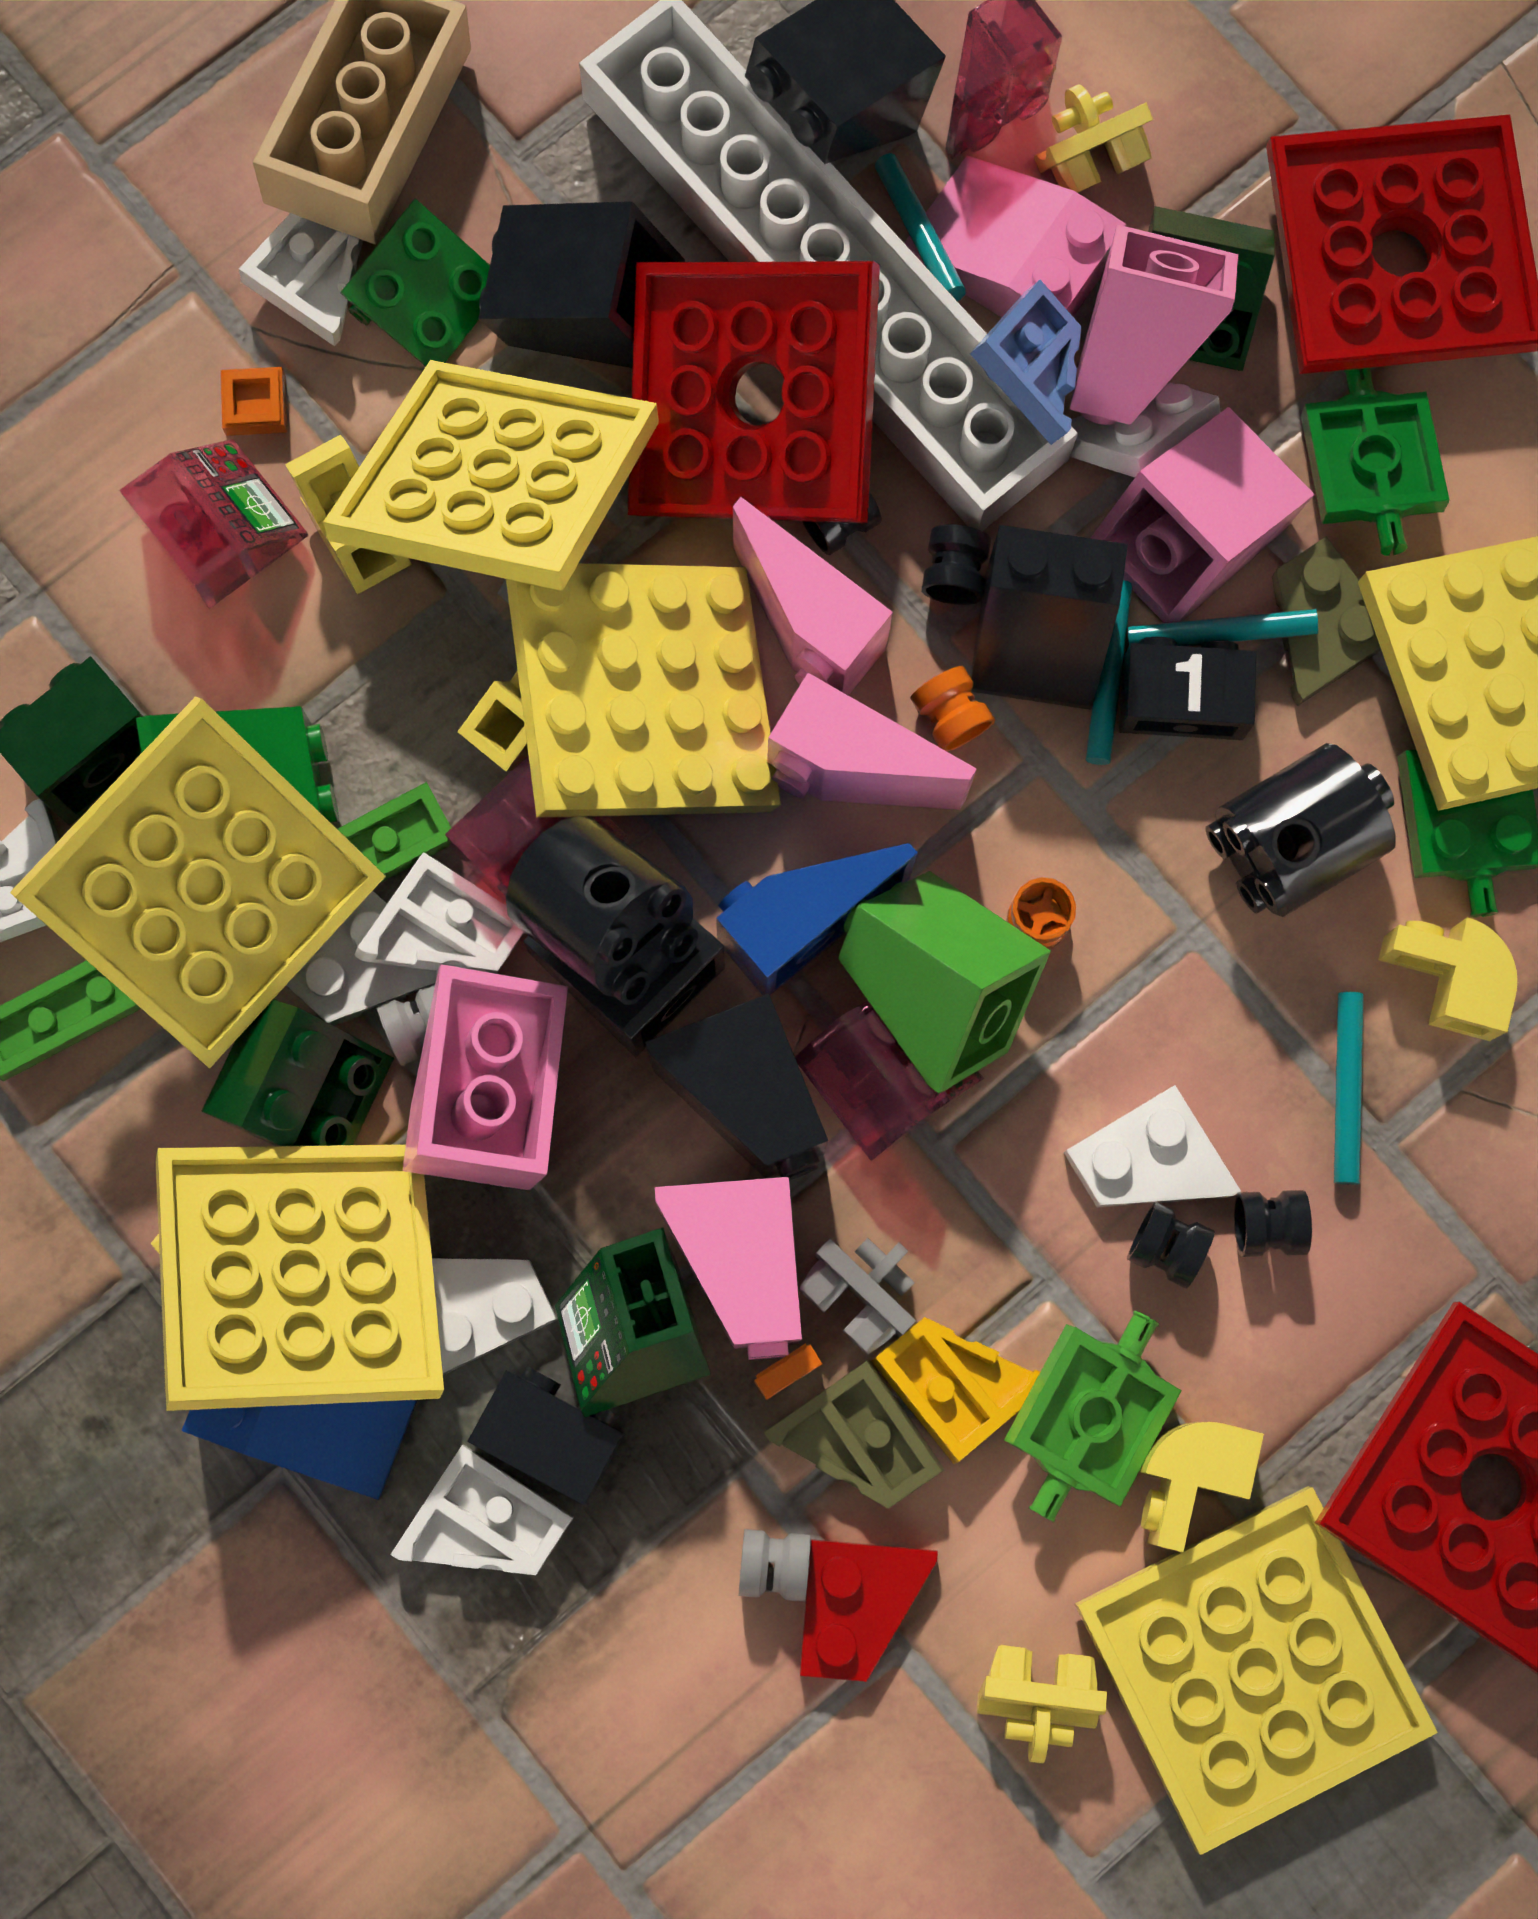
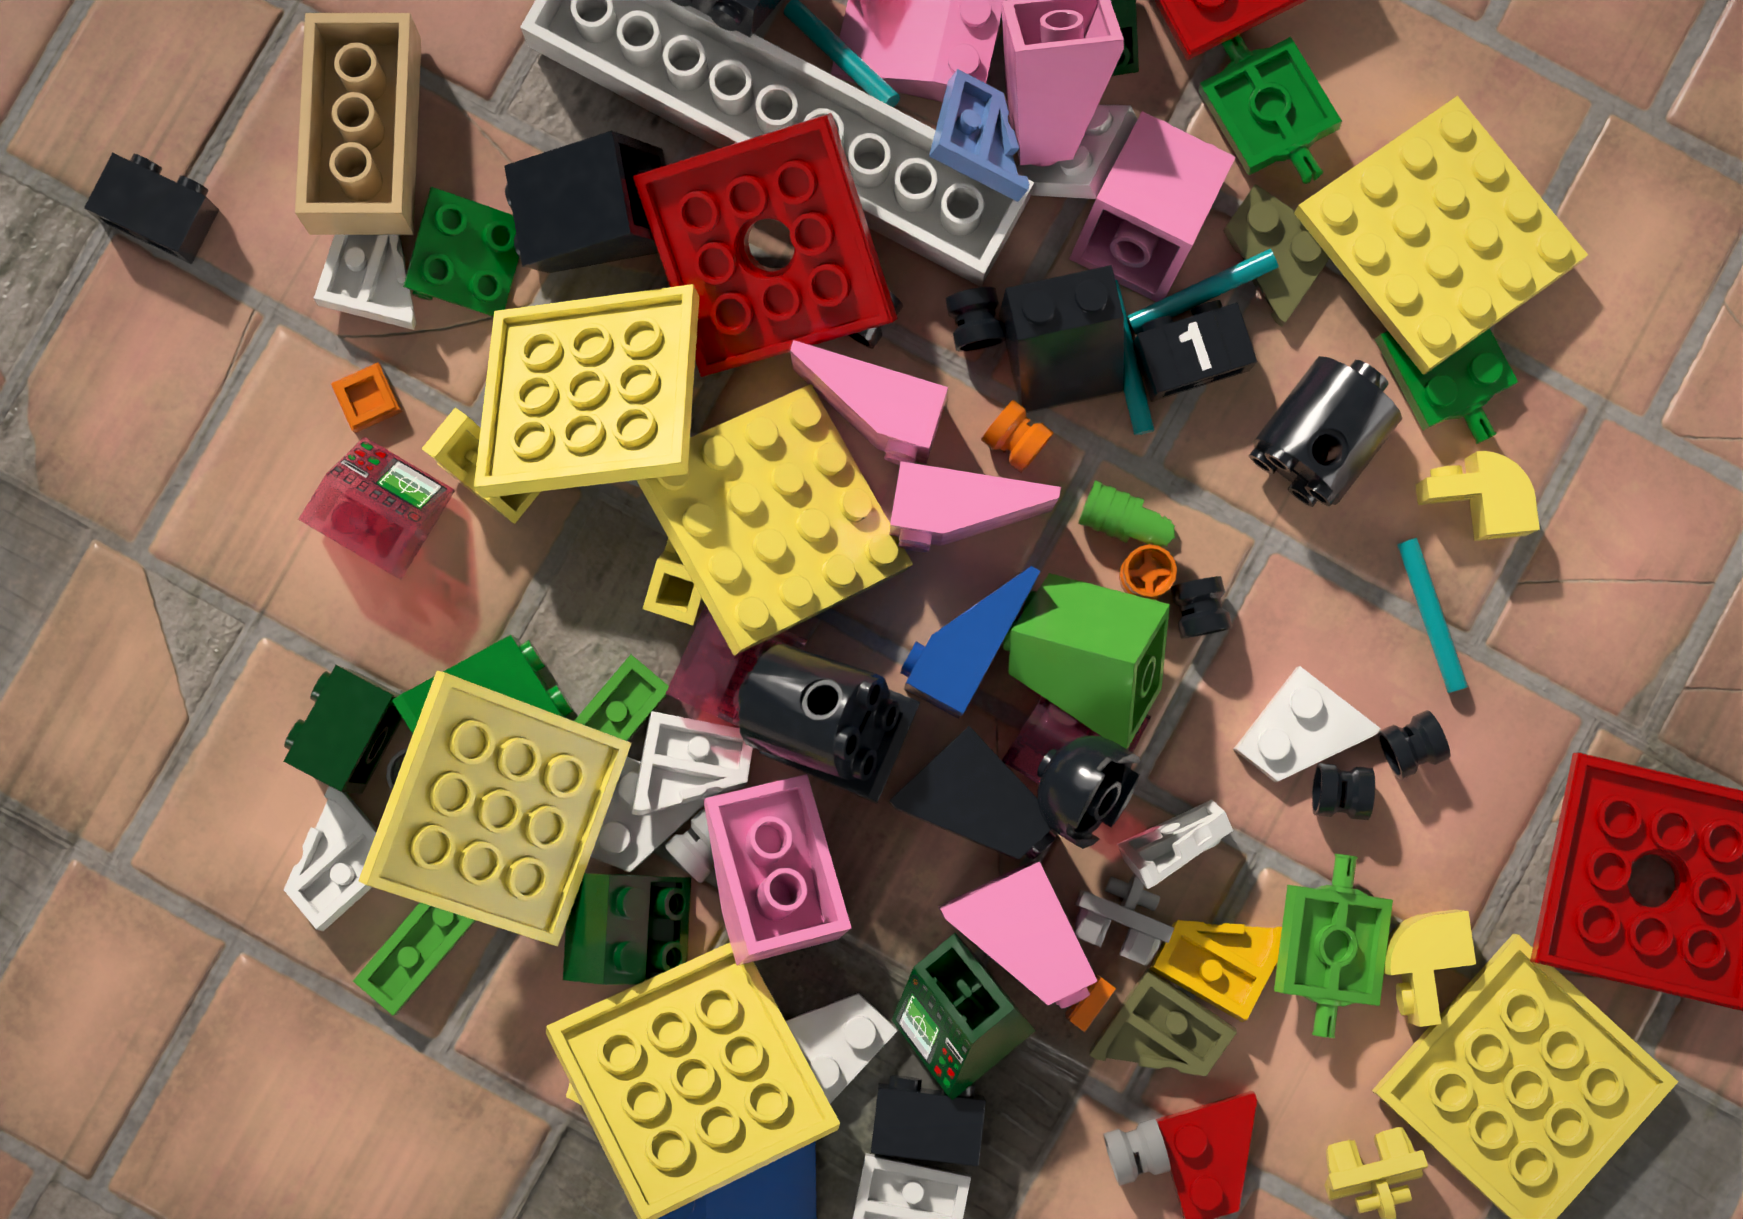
camera: 20 degrees left, 5 degrees up
(107, 113) = (152, 207): none -> black brick
(875, 1113) = (1085, 786): none -> black cylinder
(956, 1225) = (1175, 842): none -> white wing
(1038, 842) = (1124, 517): none -> bright green hinge
(1087, 975) = (1201, 607): none -> black wheel

